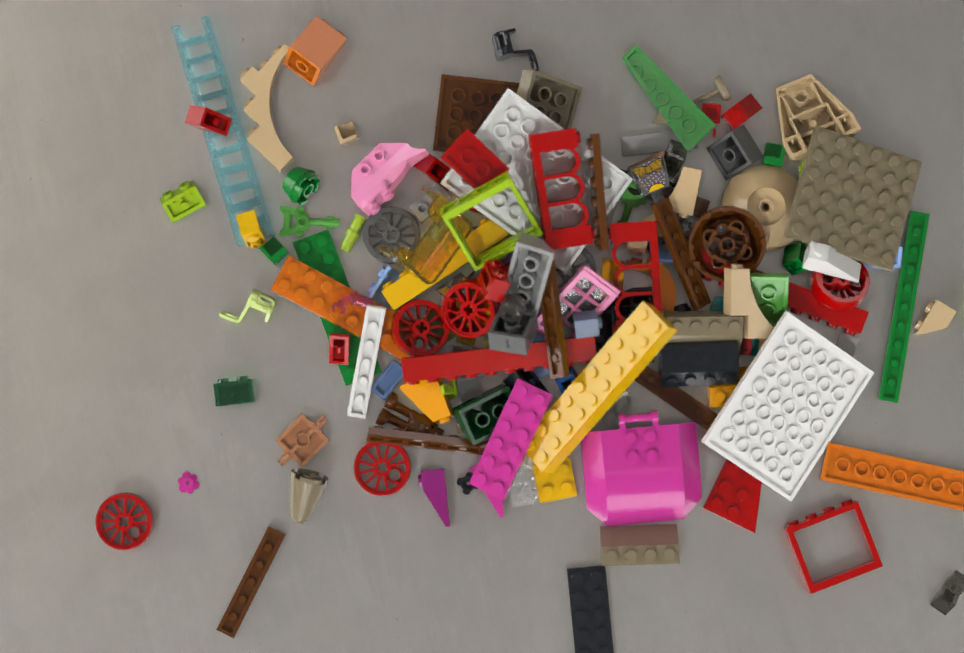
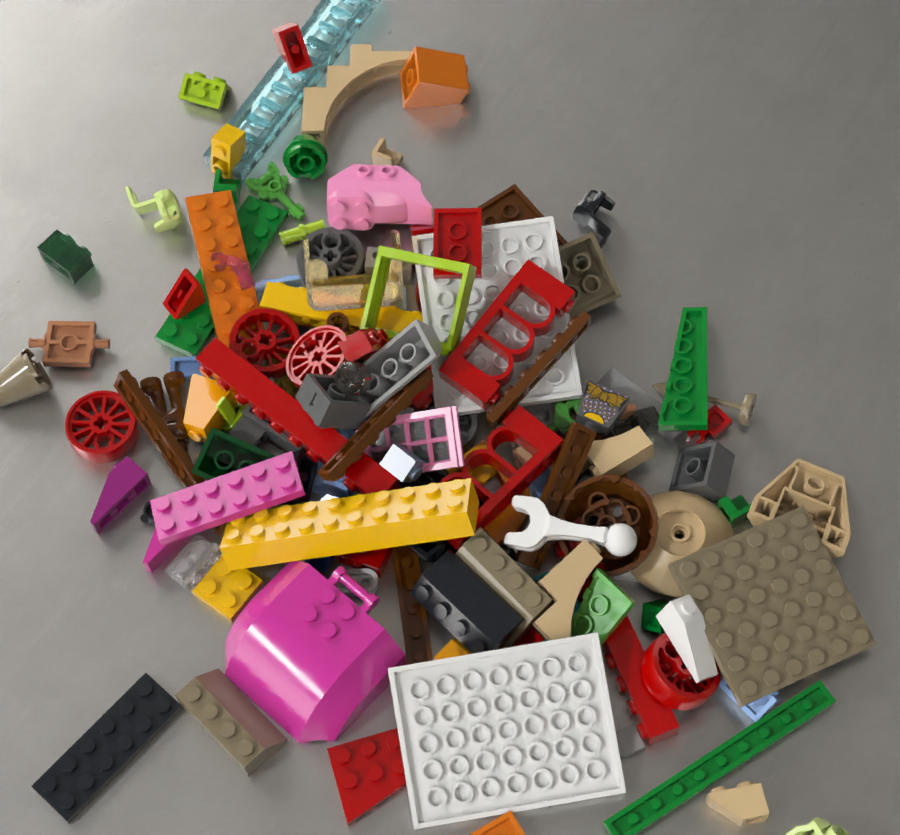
camera: 50 degrees right, 25 degrees down
(366, 361) = (191, 328): white tile -> none
(455, 271) = (336, 315): none -> reddish brown bush
(698, 281) = (617, 539): none -> white piece
(741, 112) = (745, 444): red slope -> none

